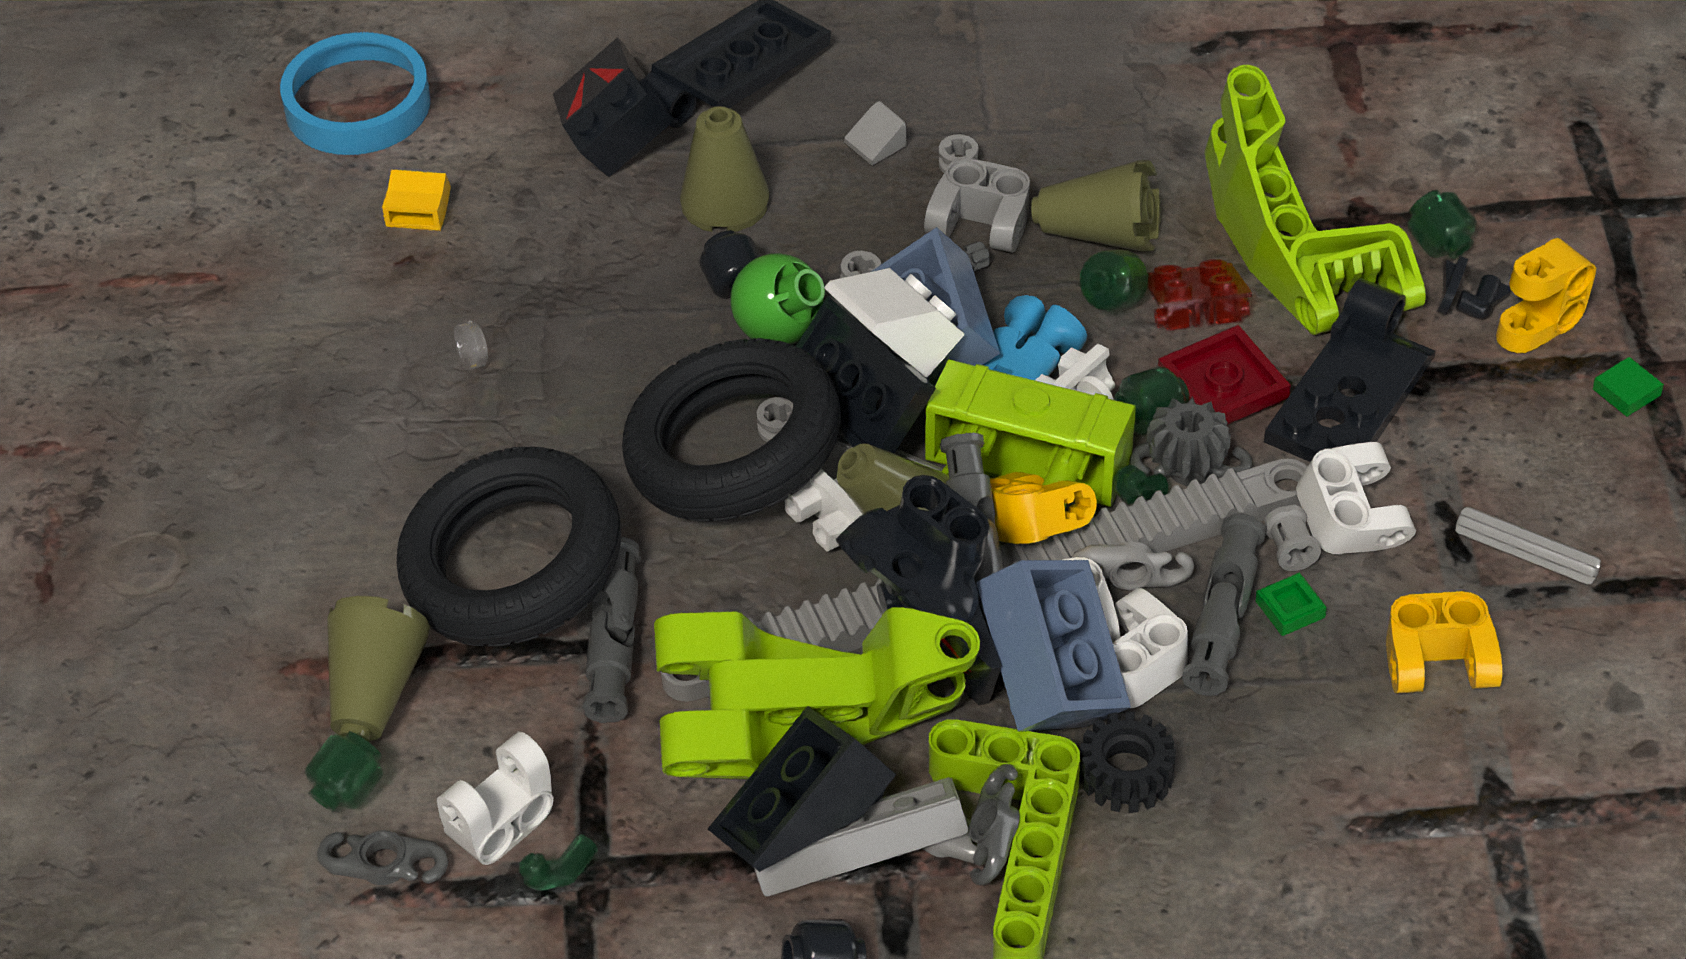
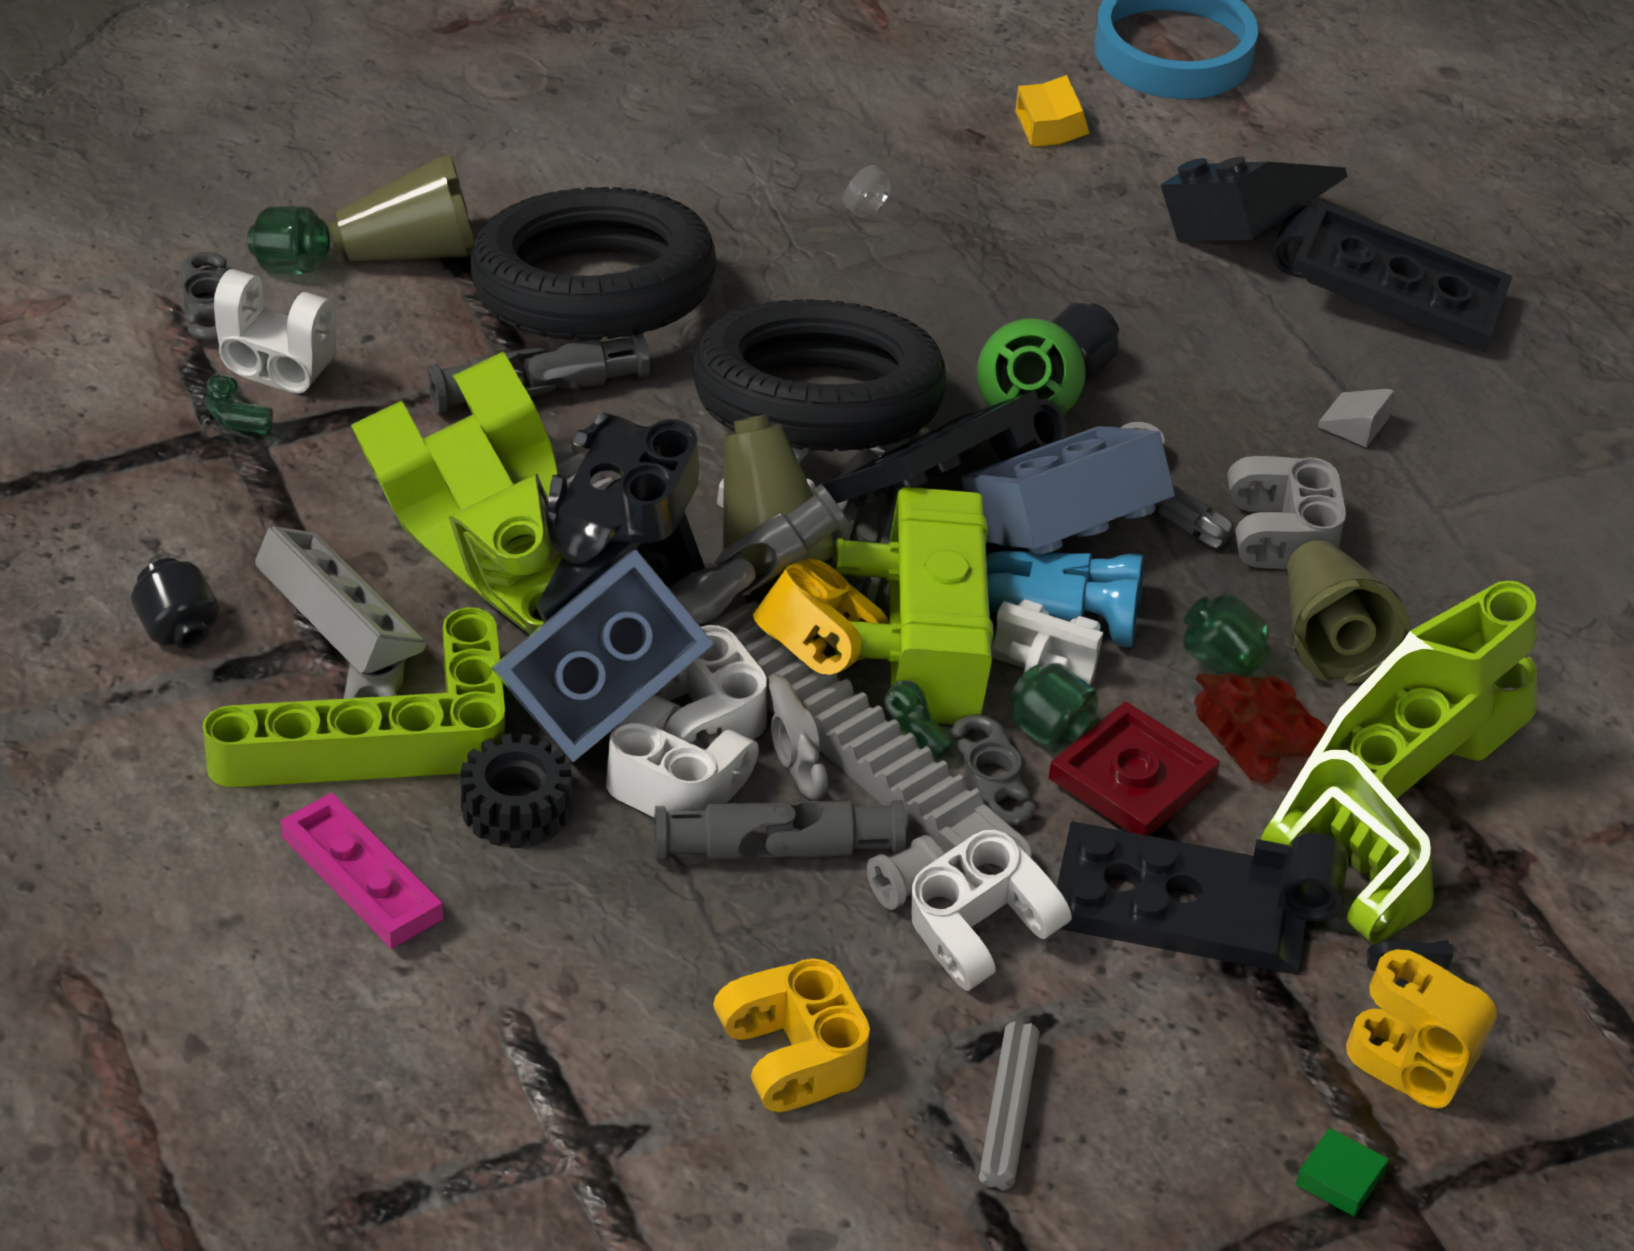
camera: 65 degrees right, 5 degrees down
(723, 175) = (1200, 295): olive cone -> none
(801, 792) = (368, 538): black slope -> none
(900, 315) = (995, 420): white slope -> none
(956, 145) = (1368, 486): light grey bush -> none
(994, 824) = (370, 681): dark grey piece -> none
(1185, 886) = (361, 870): none -> dark pink plate
(1188, 437) = (994, 734): dark grey gear -> none
(1290, 604) = (816, 898): green tile -> none
(1442, 224) = (1510, 926): clear green head -> none

